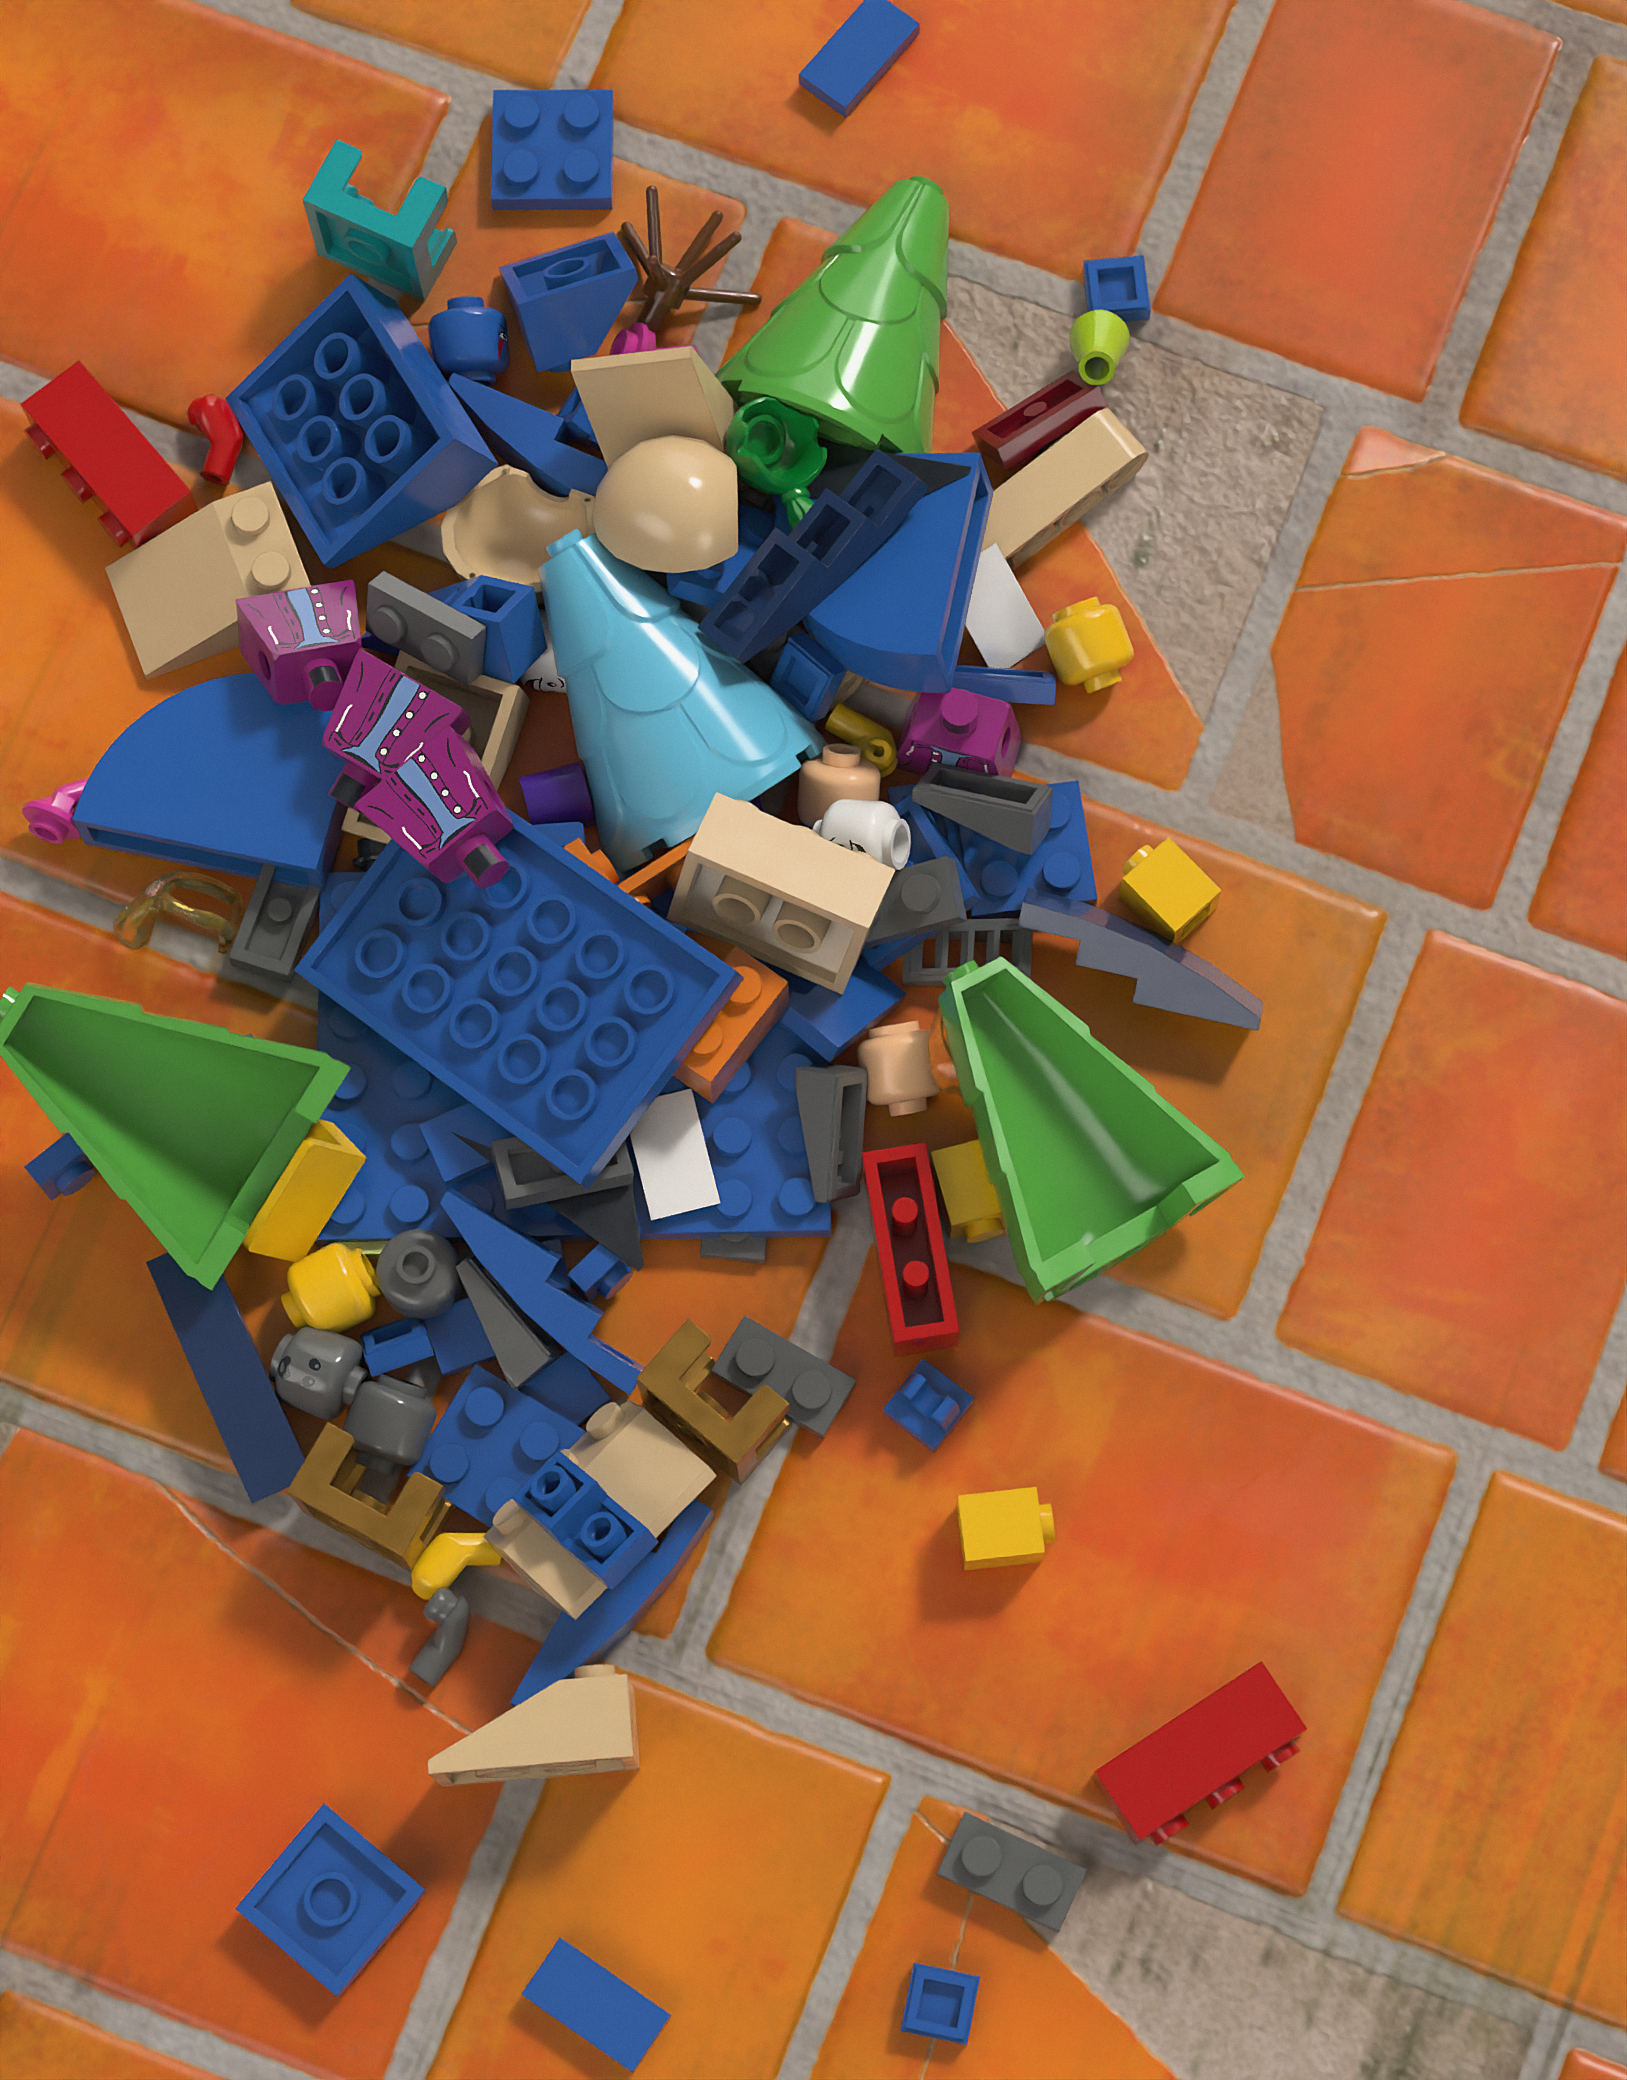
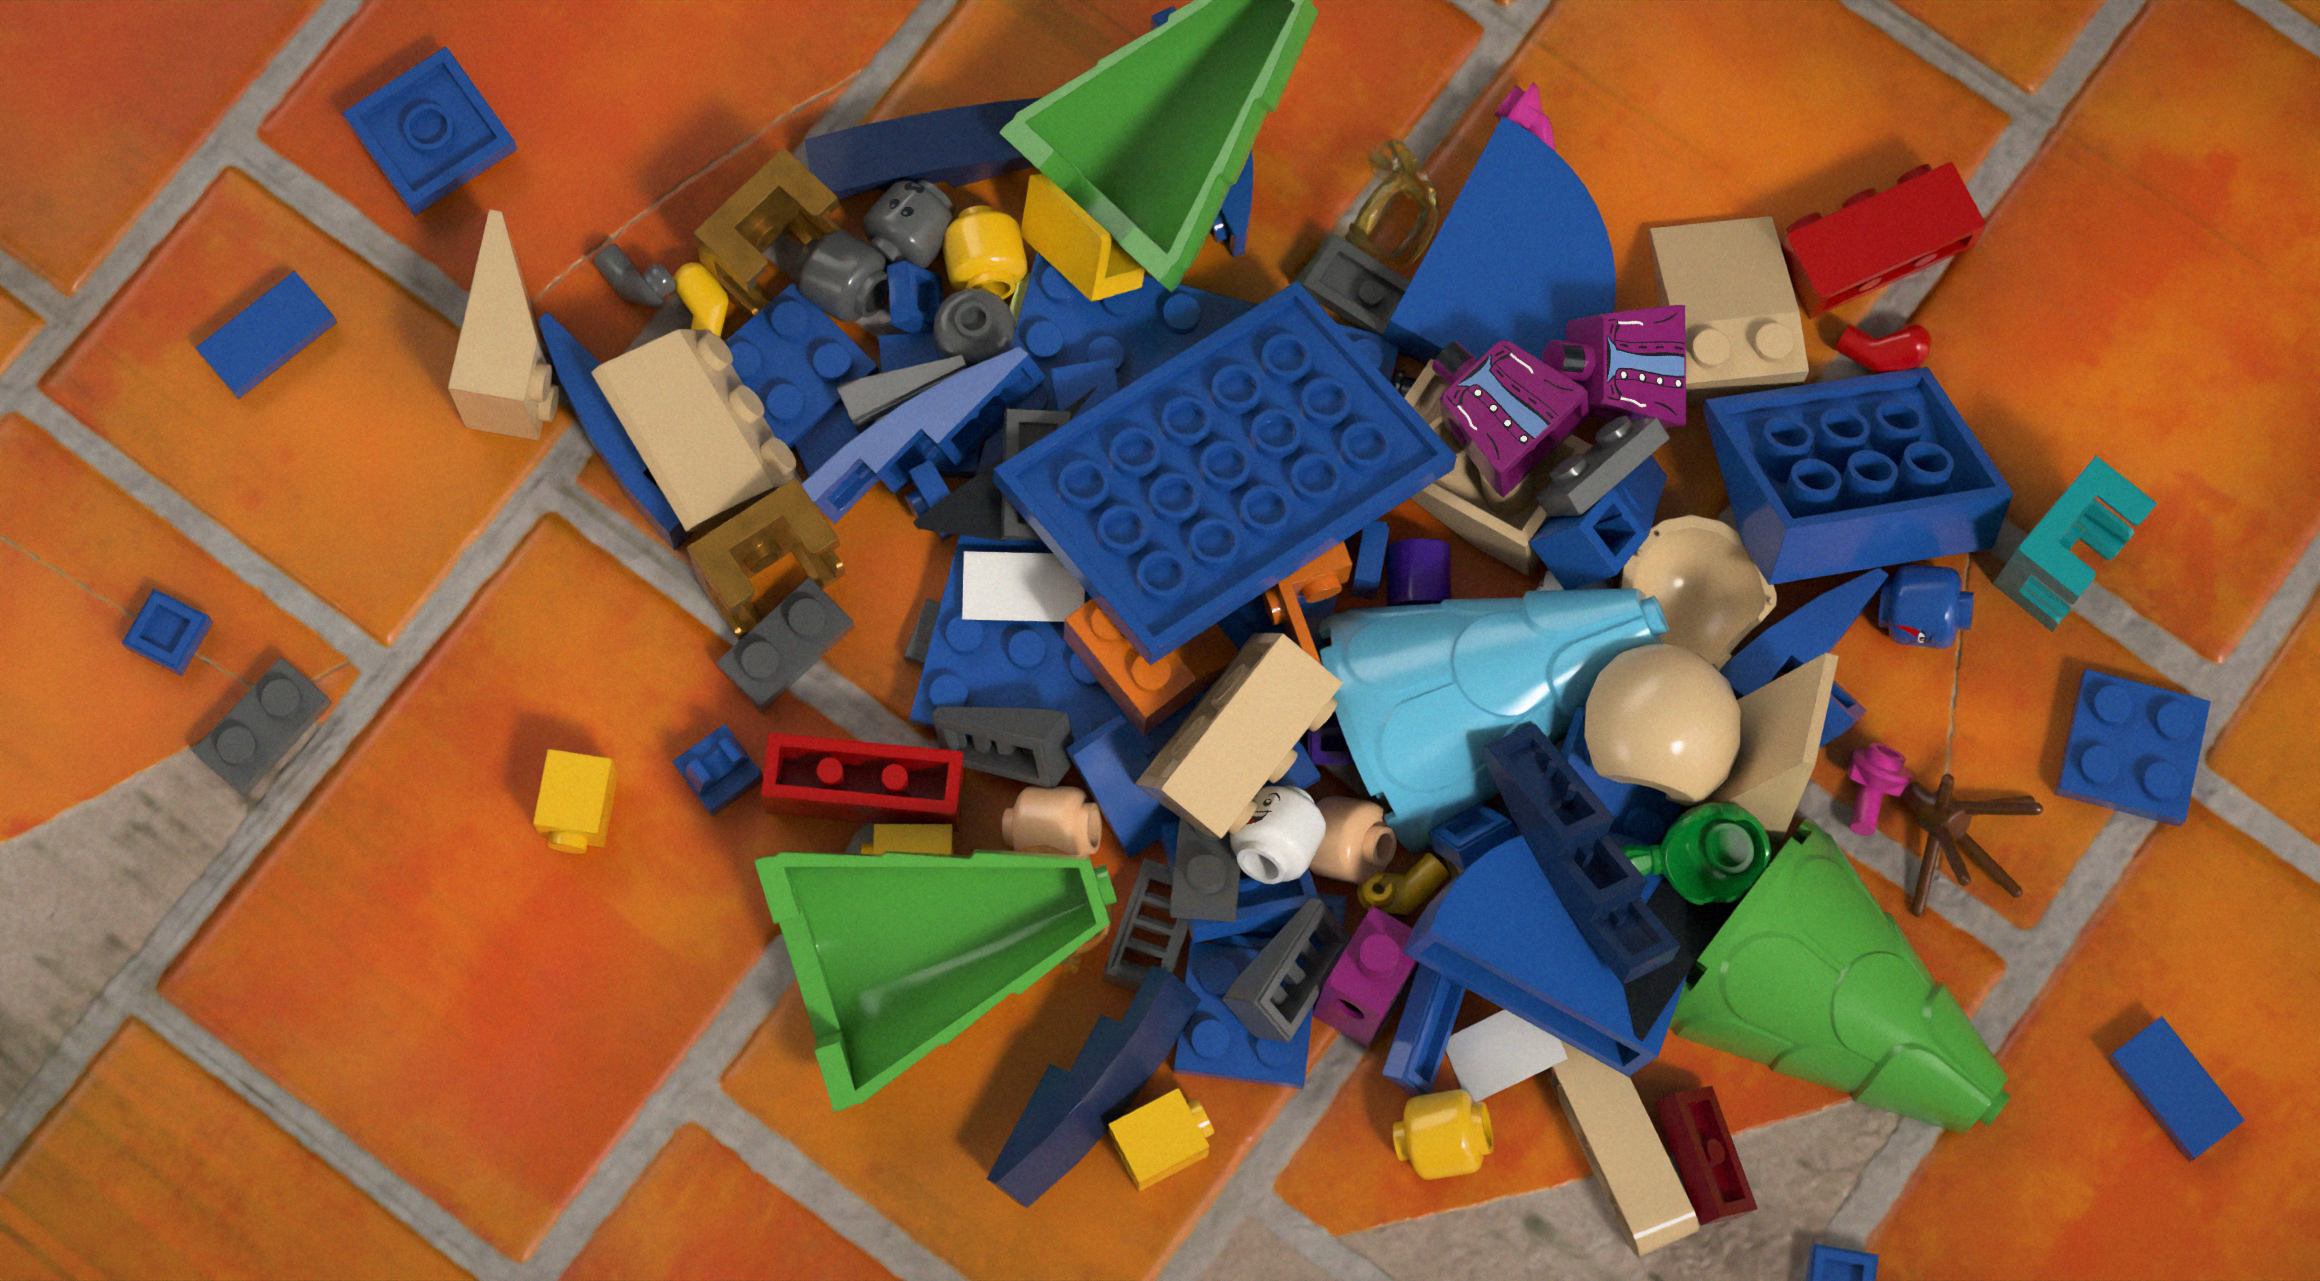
camera: 100 degrees right, 0 degrees up
(443, 811) = (1399, 432): magenta torso -> none
(569, 299) = (1954, 712): blue slope -> none
(585, 1520) = (678, 401): blue slope -> none
(1098, 345) = (1771, 1236): lime cone -> none
(1200, 1756) = (306, 923): red brick -> none

